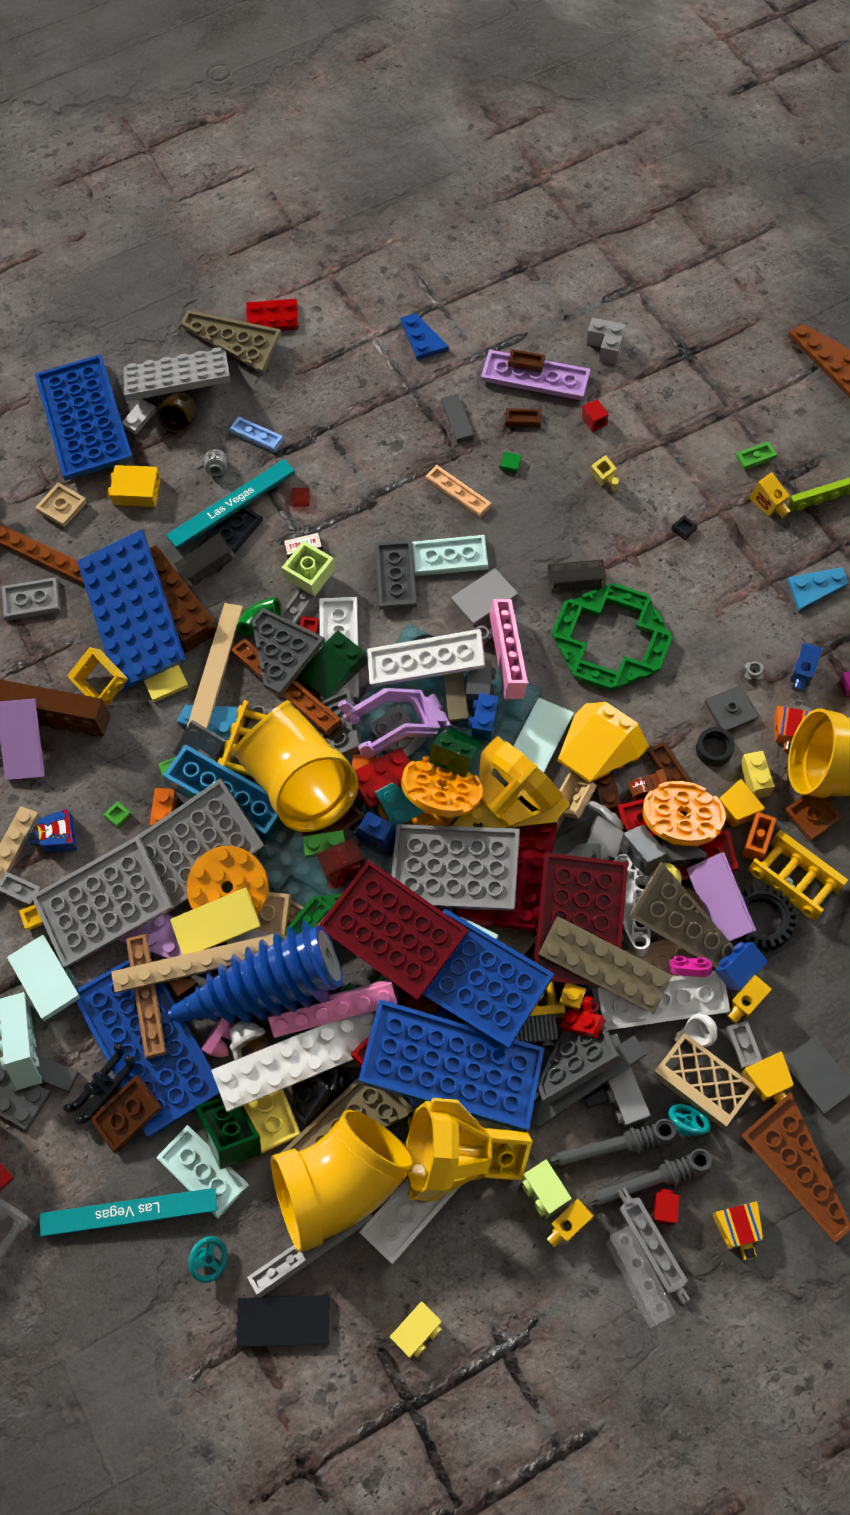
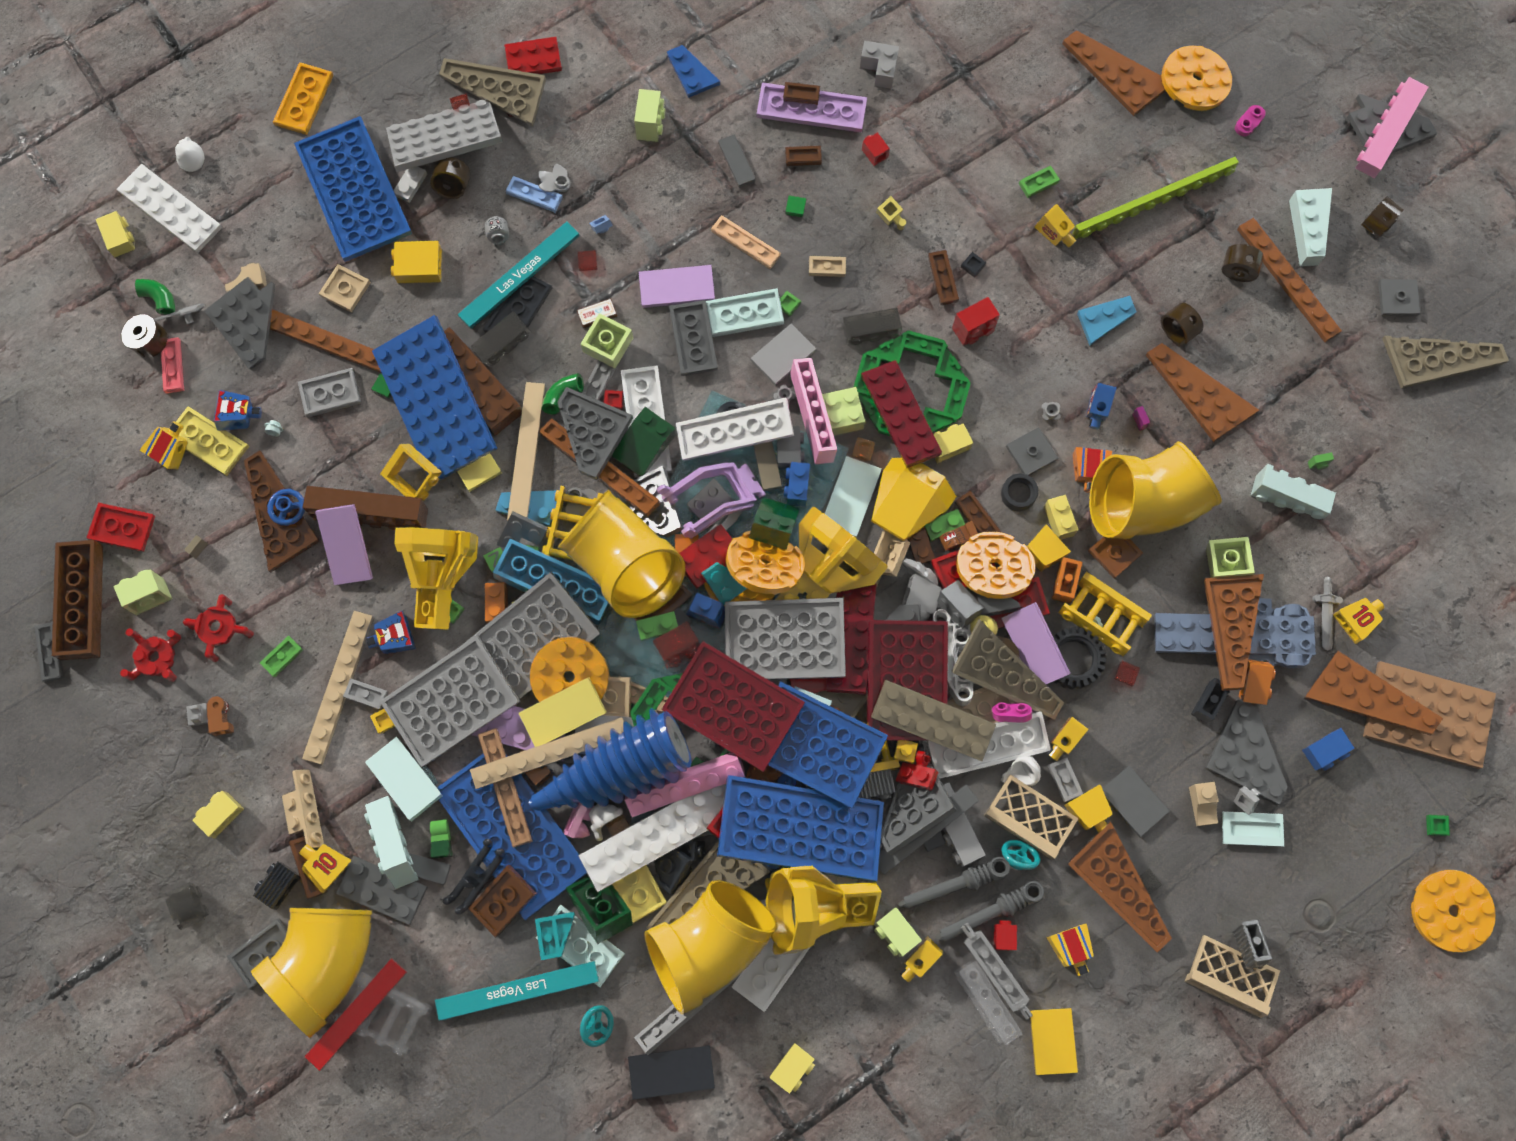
camera: 10 degrees left, 10 degrees up
(50, 337) = (303, 98): none -> light orange tile
(72, 1044) = (440, 839): none -> leg
(81, 597) = (380, 387): none -> green tile
(101, 762) = (433, 577): none -> yellow plate
(174, 1155) = (553, 934): none -> teal wing
(196, 346) = (459, 100): none -> clear red tile
(279, 423) = (552, 180): none -> light grey plate
(317, 465) = (601, 224): none -> medium blue plate
(376, 370) = (649, 115): none -> yellowish green brick
(384, 525) = (676, 286): none -> lavender tile
(495, 550) = (789, 303): none -> bright green tile
(536, 518) = (827, 266): none -> tan plate
(540, 653) = (844, 411): none -> yellowish green brick
(556, 692) = (863, 449): none -> clear orange plate
(598, 659) = (901, 414): none -> dark red plate
(632, 771) = (943, 524): none -> bright green plate
(646, 693) = (953, 441): none -> light yellow brick
(652, 537) = (943, 277): none -> reddish brown plate
(681, 578) = (975, 321): none -> red brick
(711, 1332) = (1053, 1041): none -> yellow tile
(740, 965) = (1058, 708): blue brick -> none
(818, 940) = (1127, 673): none -> clear red tile

